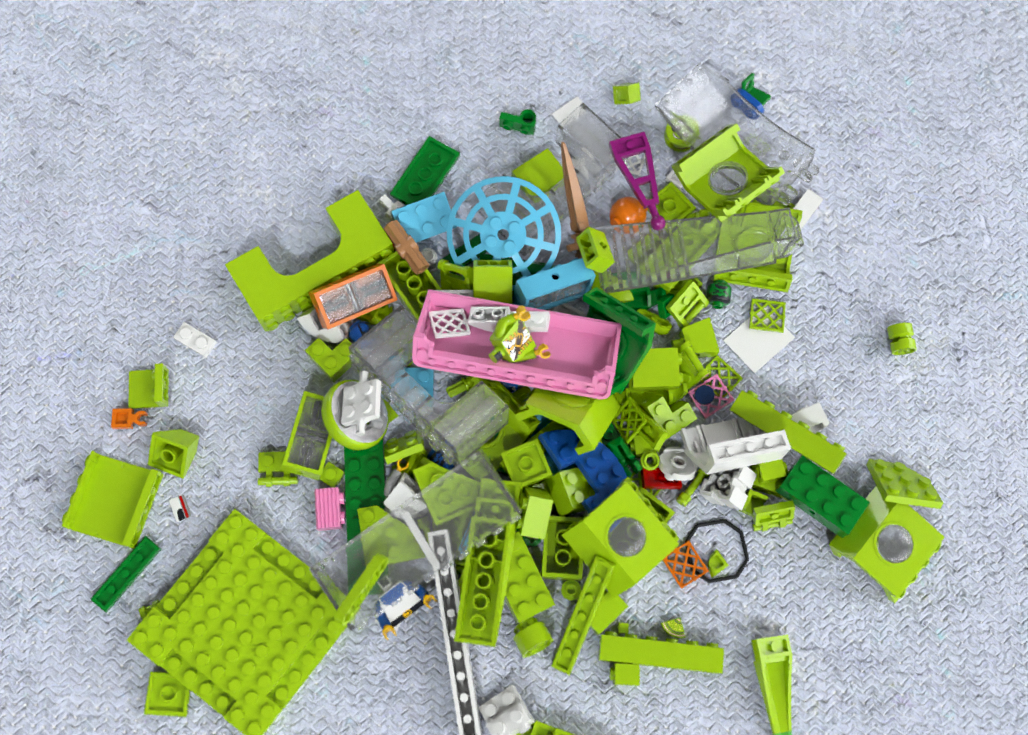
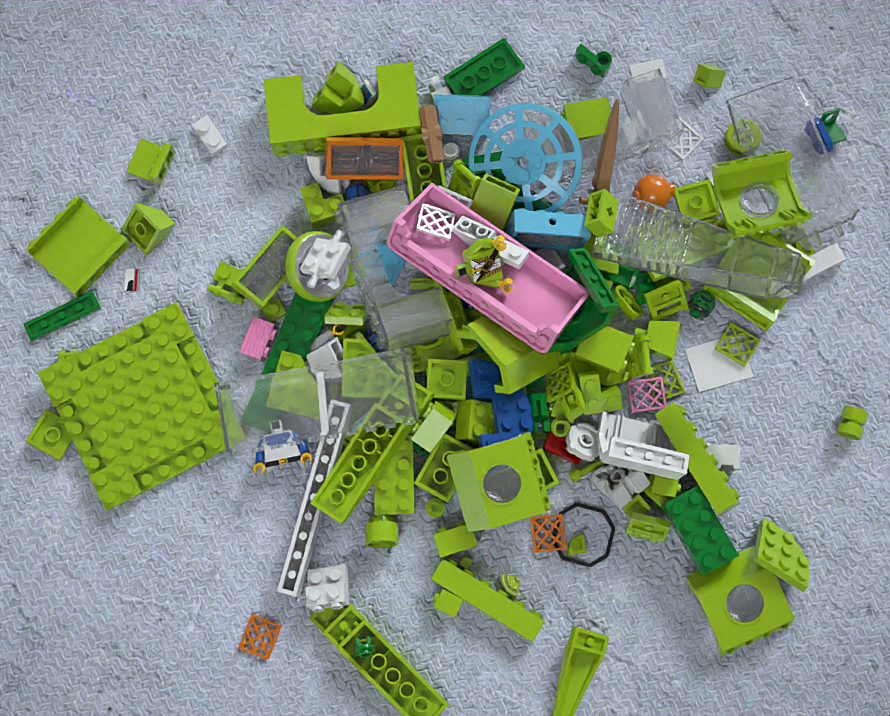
camera: 30 degrees right, 5 degrees up
(126, 418) = (119, 179): orange plate -> none
(300, 247) = (339, 92): none -> lime brick
(326, 238) = (369, 93): none -> white slope
(361, 589) = (251, 421): lime beam -> none
(583, 615) = (433, 533): lime tile -> none
(631, 146) = (682, 130): magenta plate -> none
(704, 395) = (640, 390): dark blue tile -> none

